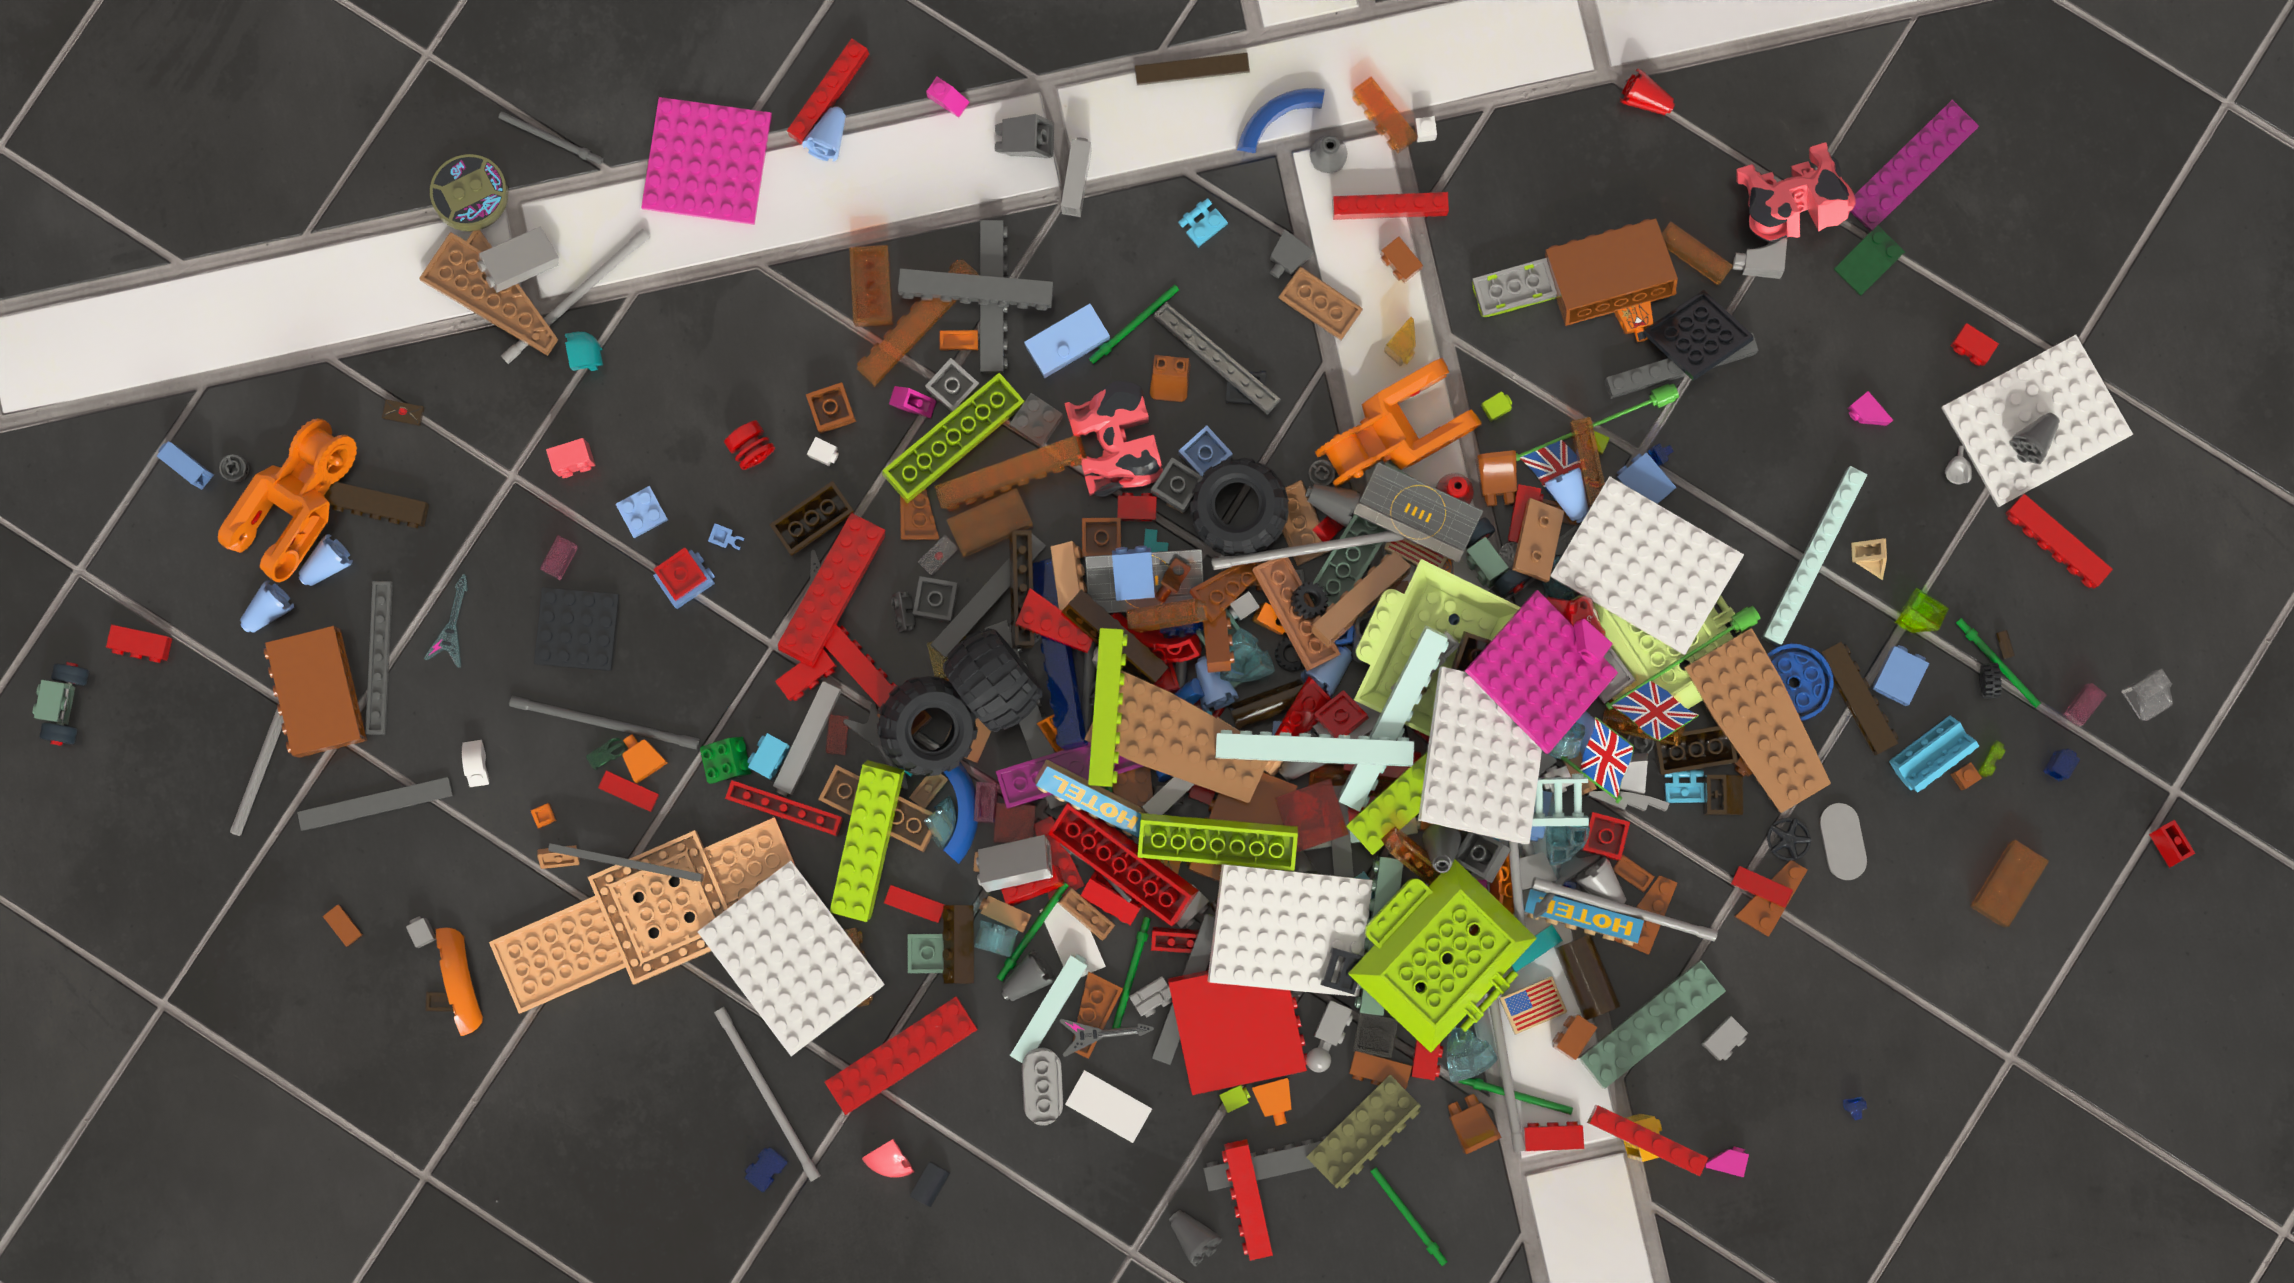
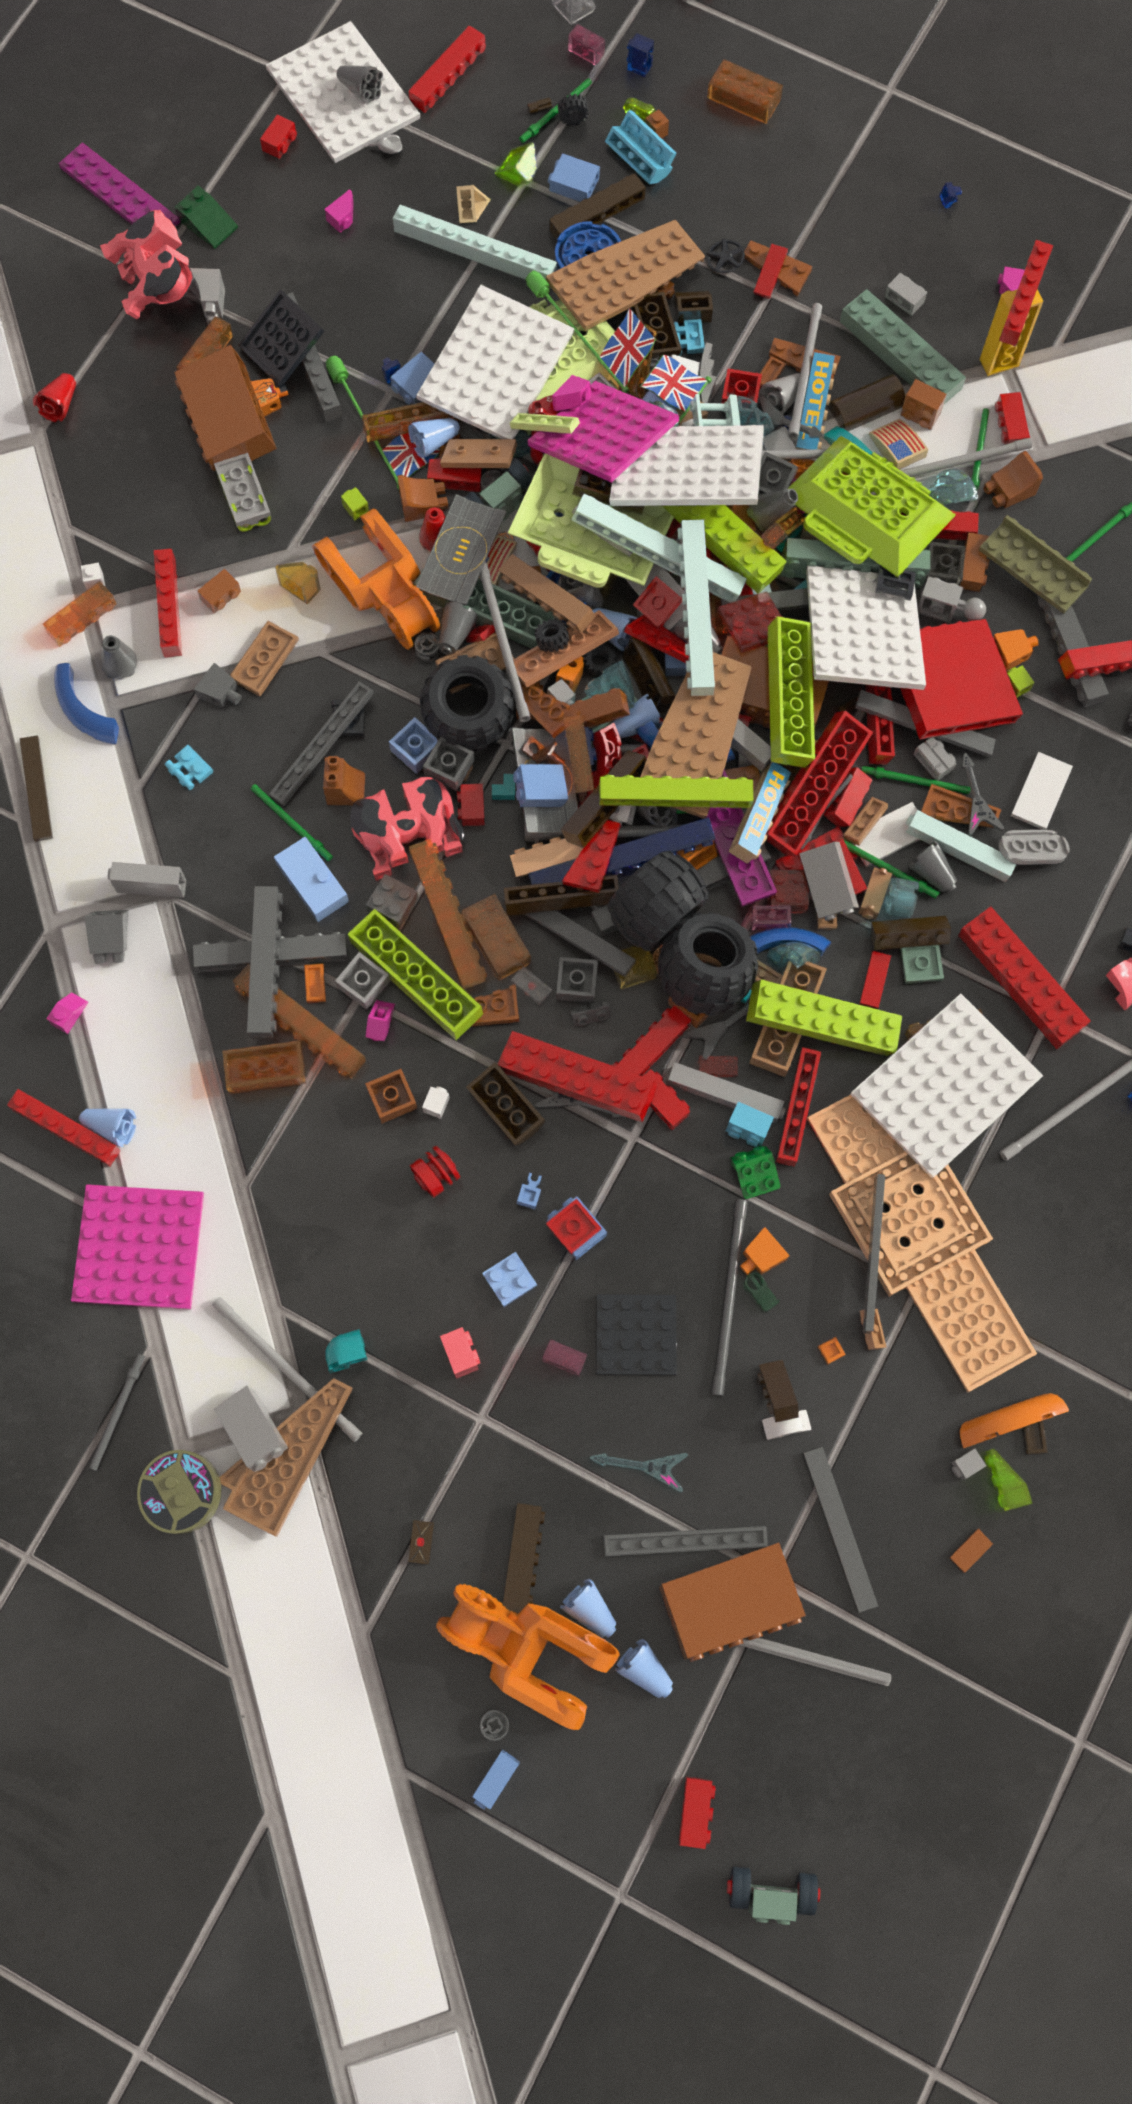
camera: 100 degrees left, 10 degrees down
(395, 971) = (1010, 1485): none -> clear neon green slope
(503, 755) = (778, 1391): none -> dark brown brick
(628, 791) = (797, 1266): red tile -> none
(1100, 536) = (504, 831): dark orange brick -> none
(1555, 609) = (545, 423): none -> yellowish green tile
(1843, 841) = (722, 216): light grey tile -> none

